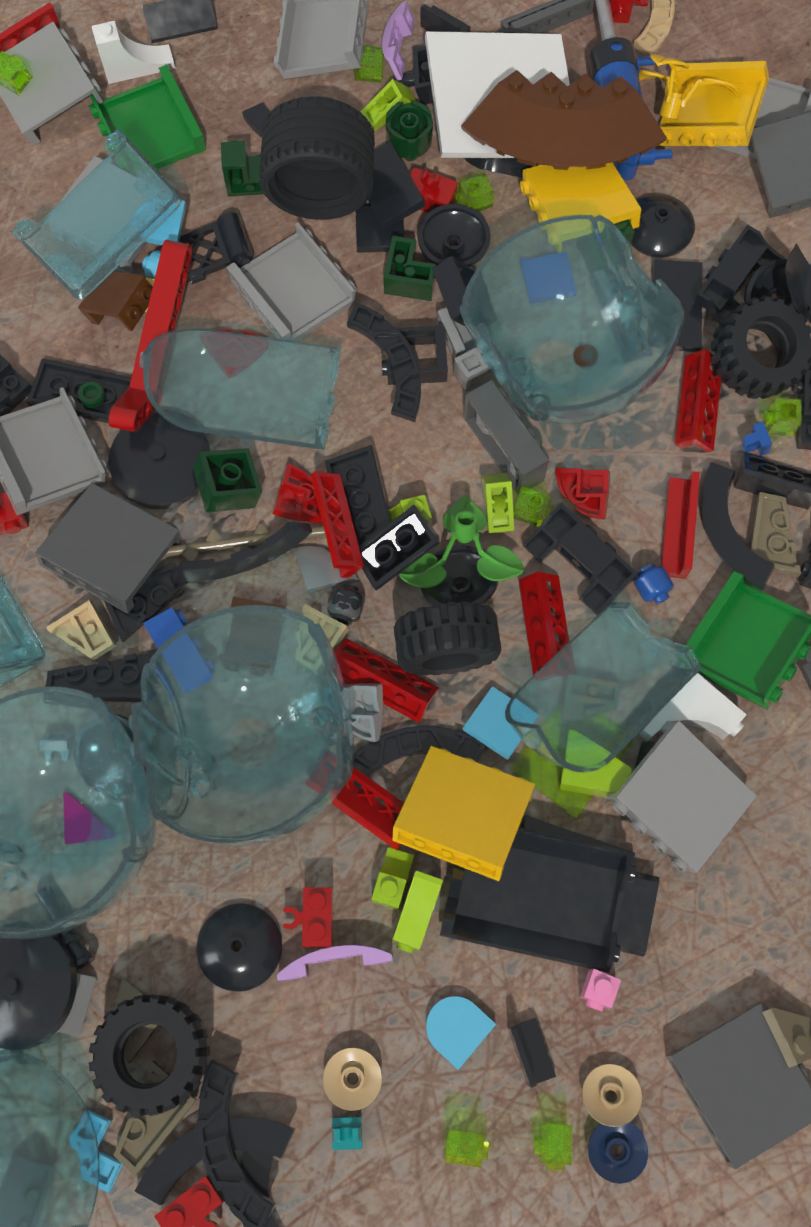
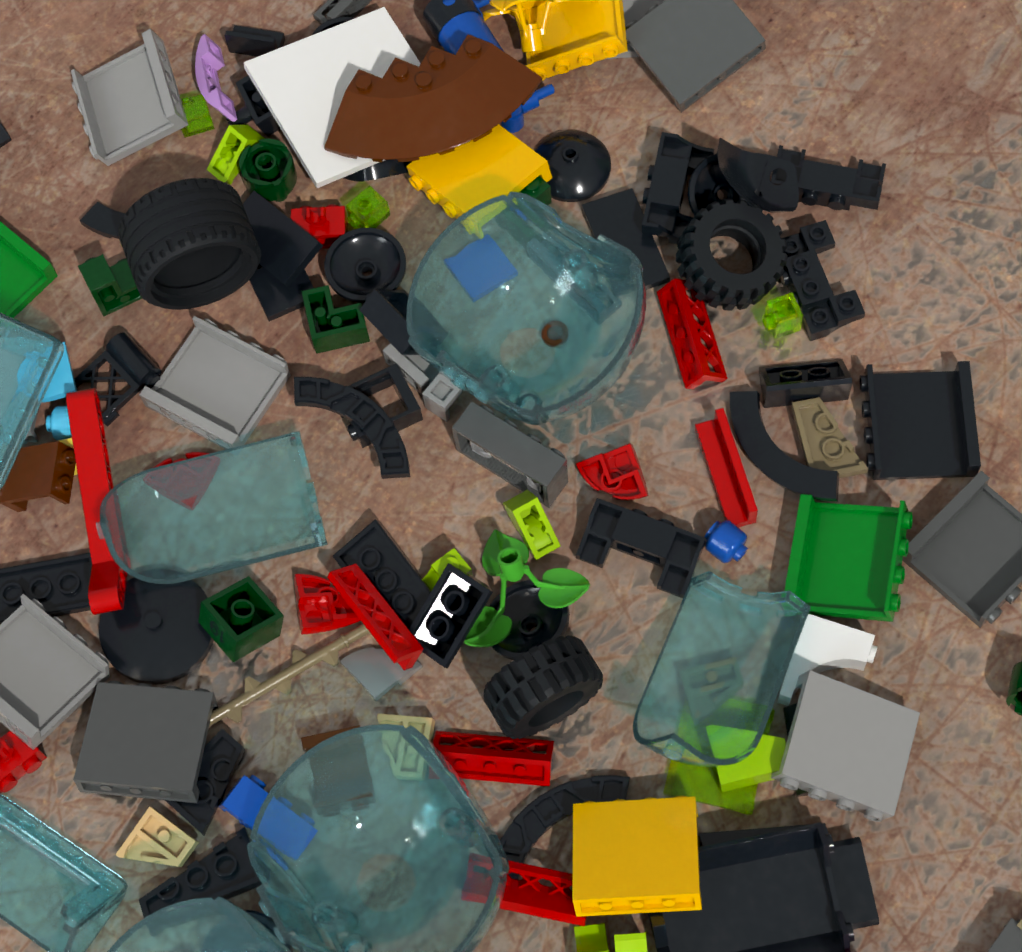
camera: 15 degrees left, 5 degrees down
(91, 394) = (54, 588): dark green tile -> none
(276, 545) = (294, 695): black tile -> none
(346, 604) = (421, 696): black head -> none
(366, 709) = (491, 794): light grey brick -> none
(490, 725) = (624, 756): medium azure tile -> none
(532, 506) = (569, 513): clear neon green brick -> none
(538, 617) = (626, 627): red fence -> none
(757, 440) = (767, 349): blue tile -> none

